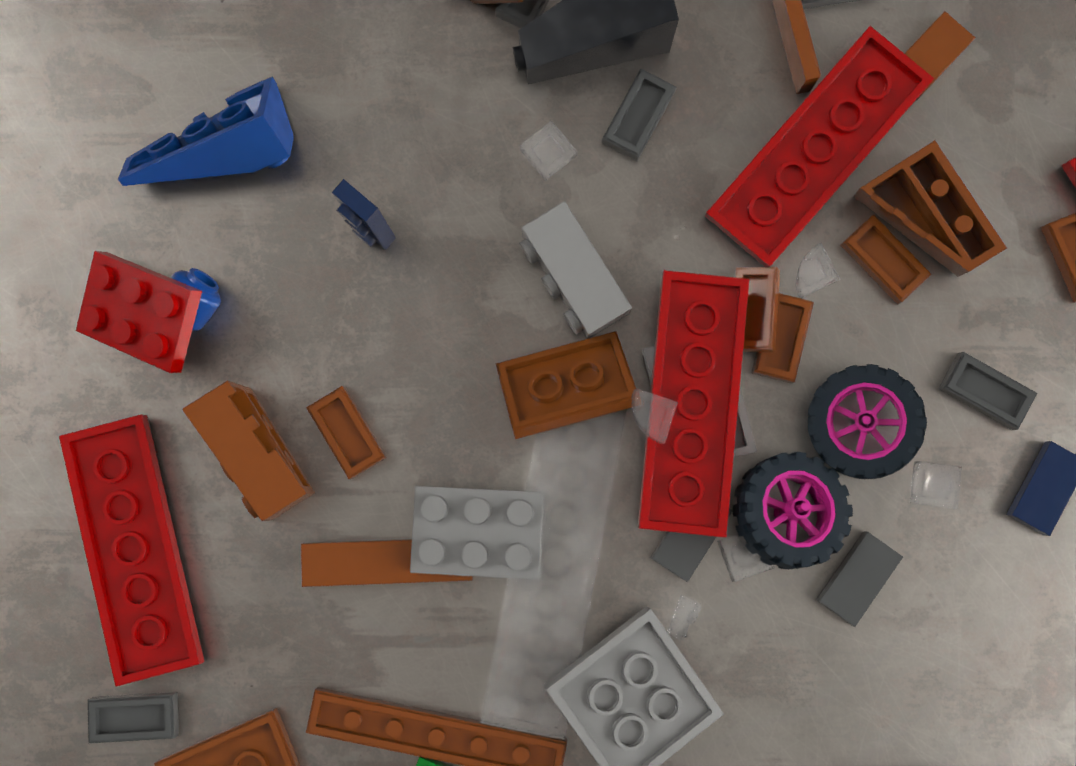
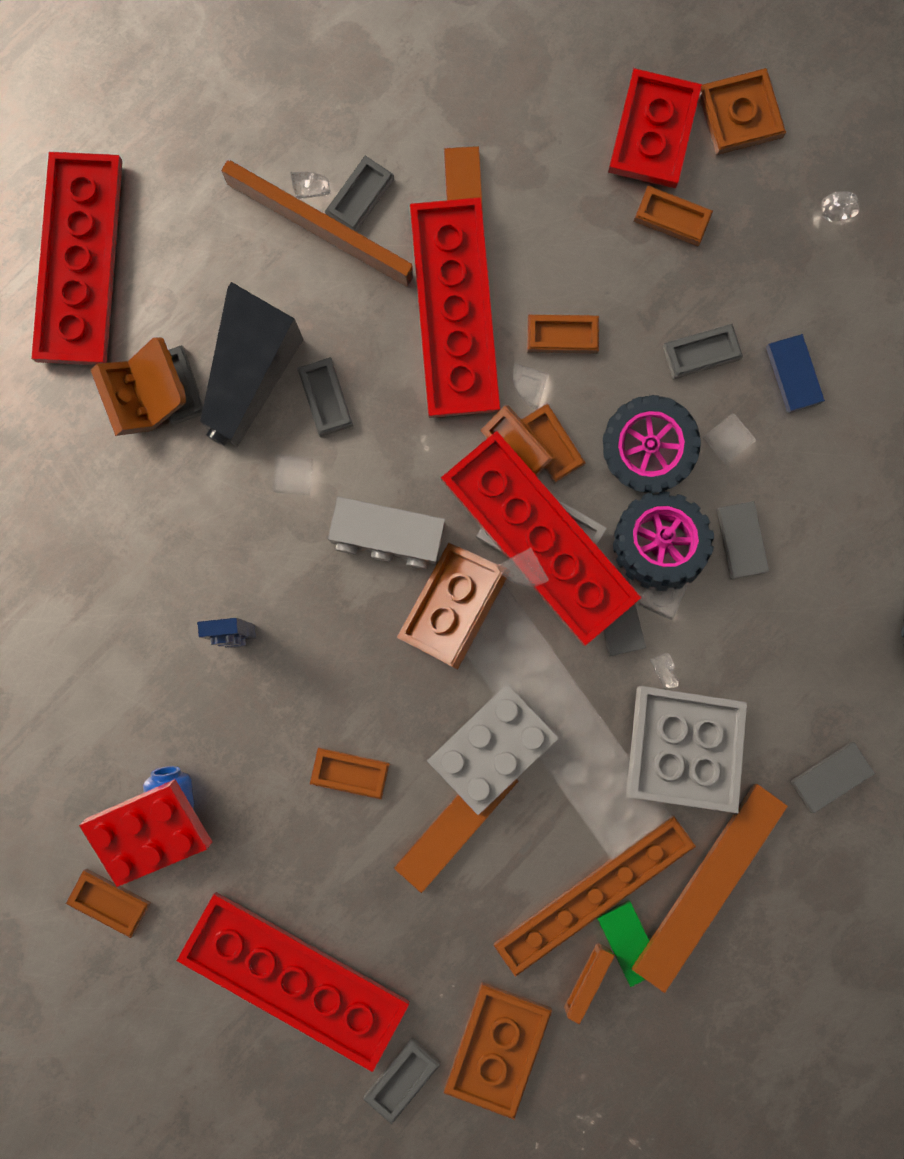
camera: 50 degrees left, 0 degrees up
(56, 338) = (107, 903): none -> dark orange tile
(235, 141) = (91, 669): blue wedge -> none
(249, 450) = (304, 845): dark orange wedge -> none
(933, 210) = (561, 277): dark orange wedge -> none

